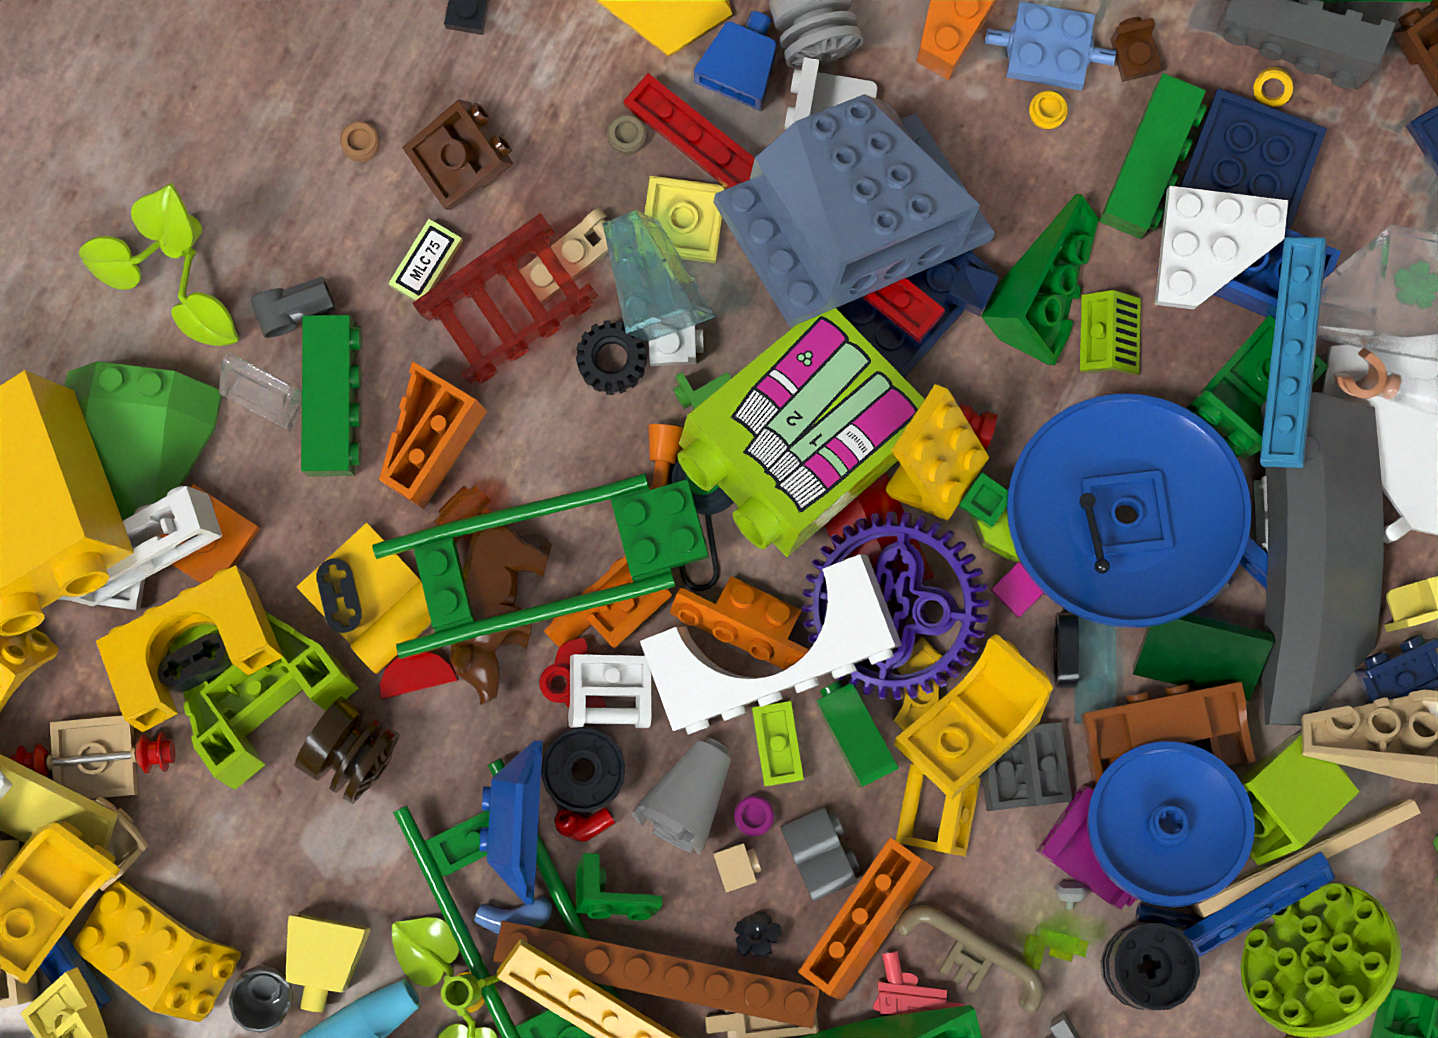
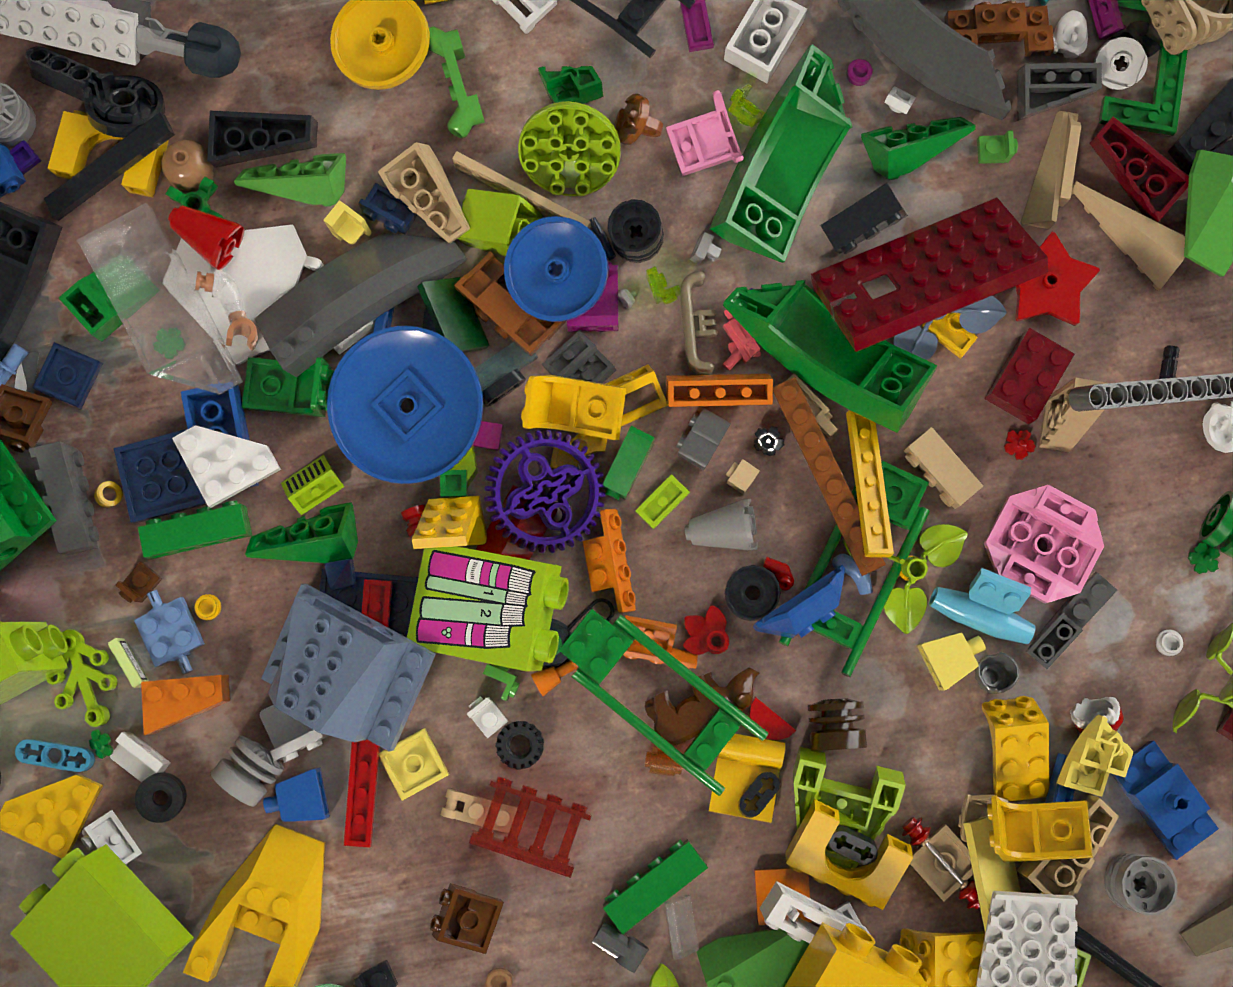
camera: 125 degrees left, 0 degrees up
(425, 261) = (540, 890): tile -> none
(429, 435) = (637, 812): orange wedge -> none
(601, 905) = (806, 545): green bracket -> none
(609, 677) = (692, 613): white plate -> none
(626, 134) = (387, 832): dark tan tile -> none
(650, 279) = (461, 754): clear light blue wedge -> none
(753, 815) = (708, 487): magenta tile -> none
(853, 630) = (664, 561): white arch -> none
(1087, 502) = (417, 428): black hinge -> none
(1260, 904) = (563, 198): blue tile -> none
(1293, 352) = (256, 376): dark azure tile -> none

